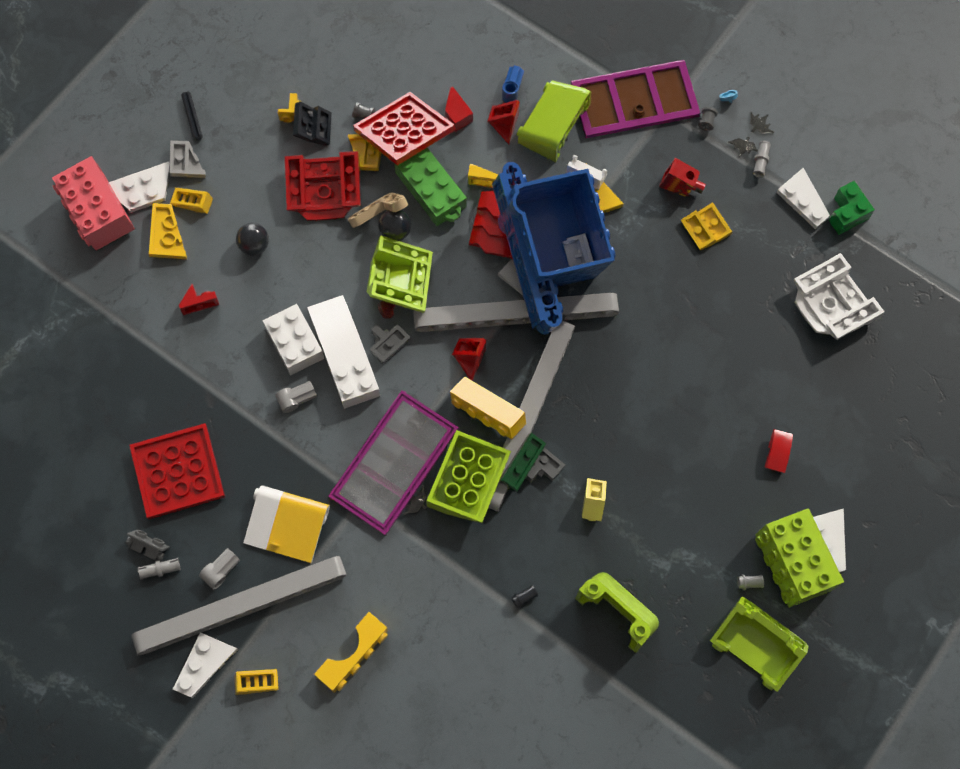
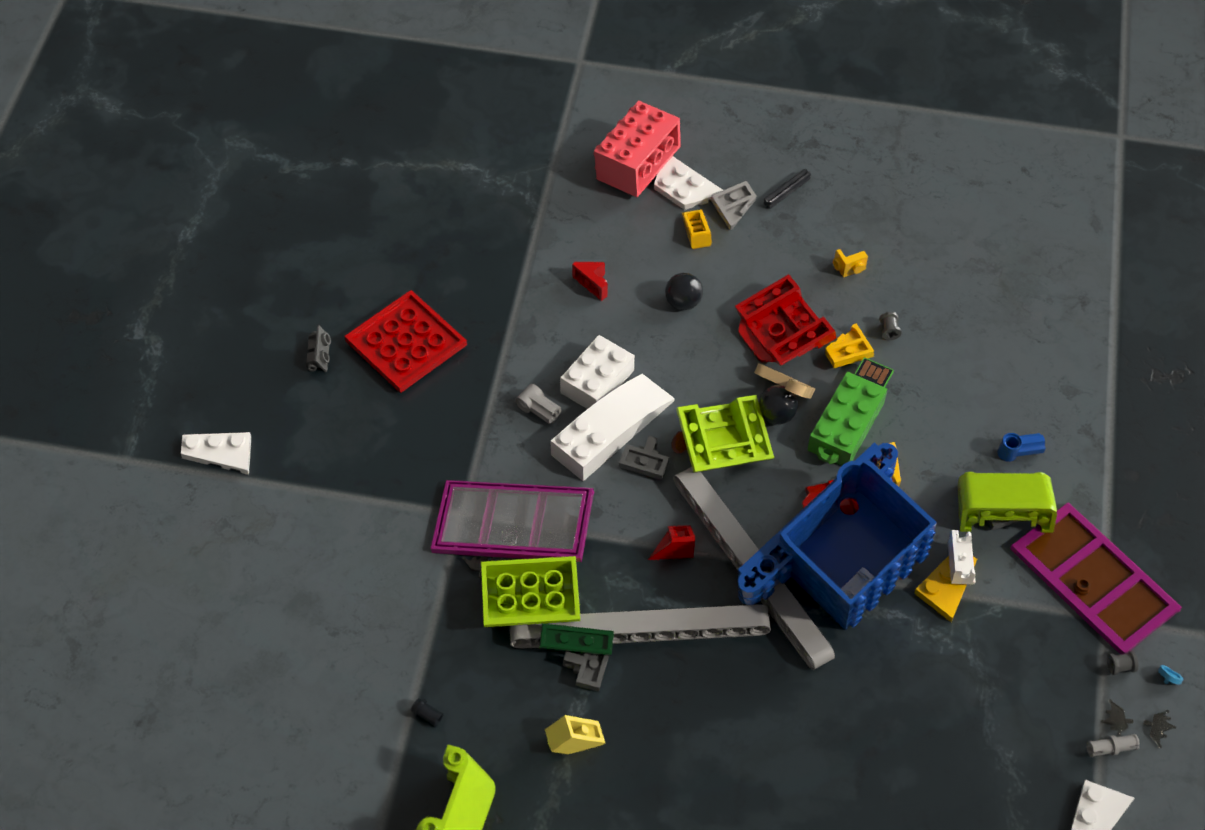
camera: 65 degrees right, 15 degrees down
(159, 568) = (298, 370): light grey pin -> none
(164, 234) = (646, 222): yellow wing -> none
(216, 572) = (316, 417): light grey piece -> none
(238, 605) = (295, 454): light grey beam -> none
(256, 689) = (212, 487): yellow slope -> none
(286, 523) = (398, 455): yellow door -> none
(312, 123) = (845, 287): black slope -> none
(334, 673) = (314, 579): yellow arch -> none
(404, 128) = (892, 363): plate -> none
(457, 110) = (950, 407): red slope -> none
(488, 408) = (619, 578): yellow brick -> none
(504, 118) = (975, 458): red slope -> none
(681, 179) = (1022, 662): red torso -> none
(706, 226) = (984, 720): yellow slope -> none

